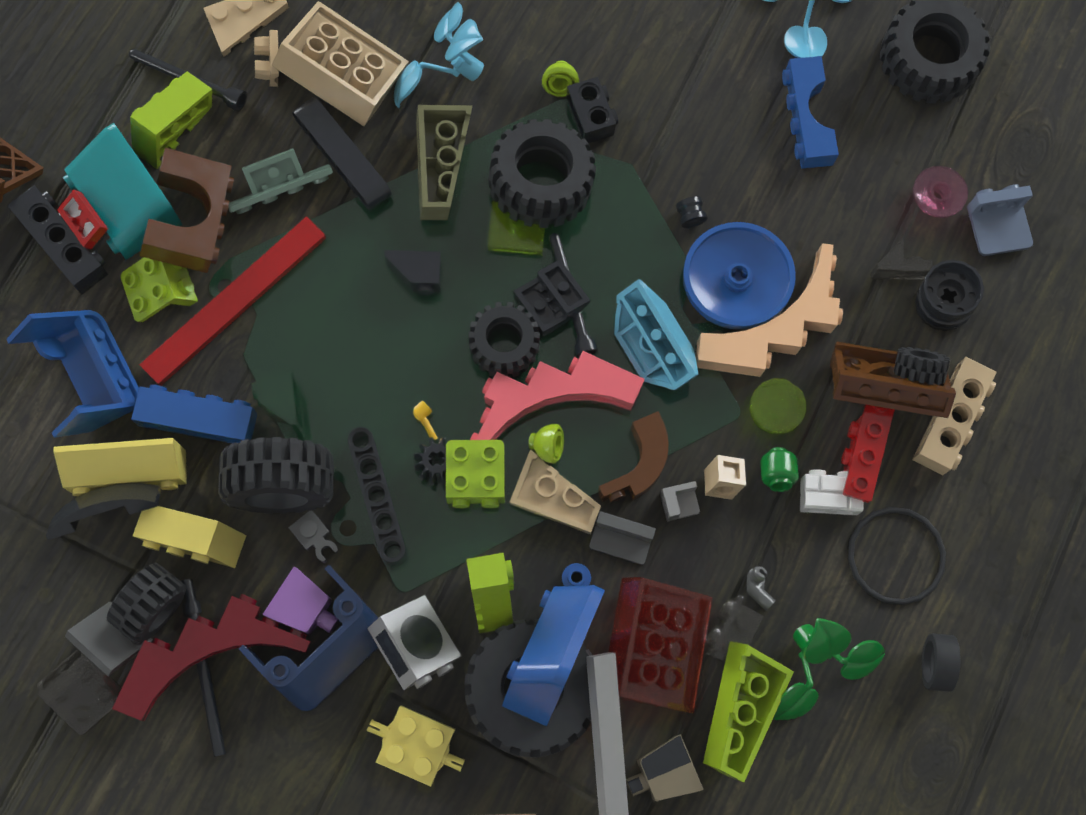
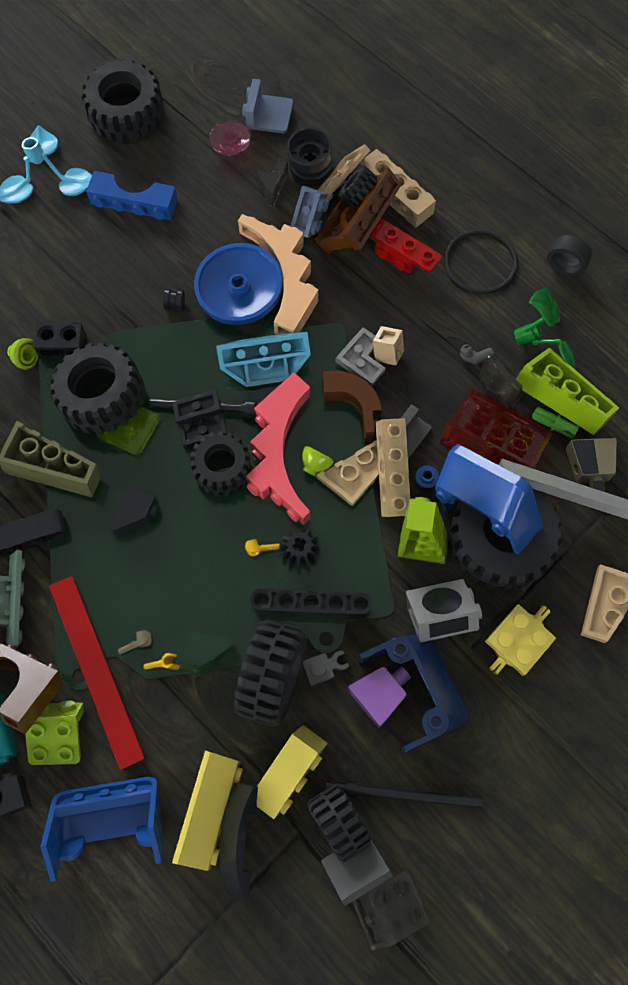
camera: 65 degrees left, 5 degrees down
(158, 666) = (397, 828): dark red arch -> none
(194, 415) = (185, 734): blue brick -> none
(263, 365) = (166, 662): none -> yellow hand
(281, 334) = (143, 640): none -> dark tan hand
(475, 473) = (321, 519): lime bracket -> none
(563, 531) = (393, 467): none -> tan brick
(680, 501) = (393, 386): light grey panel -> none
(696, 445) = (357, 358): none -> light grey plate
(703, 711) = (555, 422): none -> bright green axle
(777, 406) = (345, 297): clear neon green tile -> none
(779, 469) = (394, 309): green head -> none
(825, 494) = (423, 286): white brick -> none
(869, 322) = (309, 211): none -> sand blue bracket
(939, 339) = (343, 169): none -> tan wing

